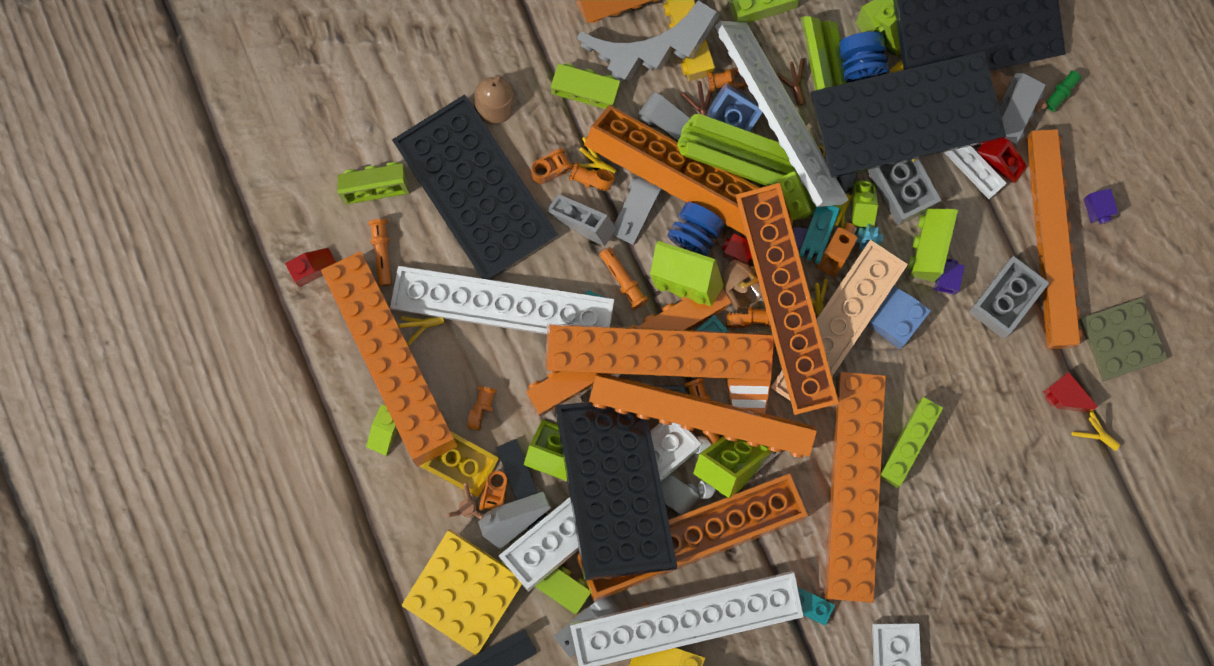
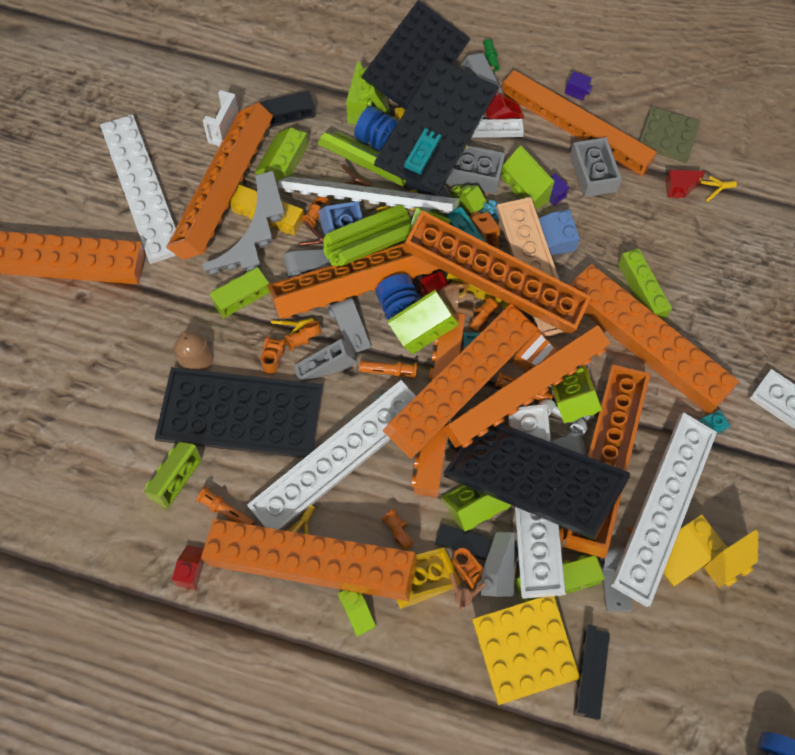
camera: 55 degrees left, 15 degrees down
(857, 127) = (422, 151): none -> teal hinge

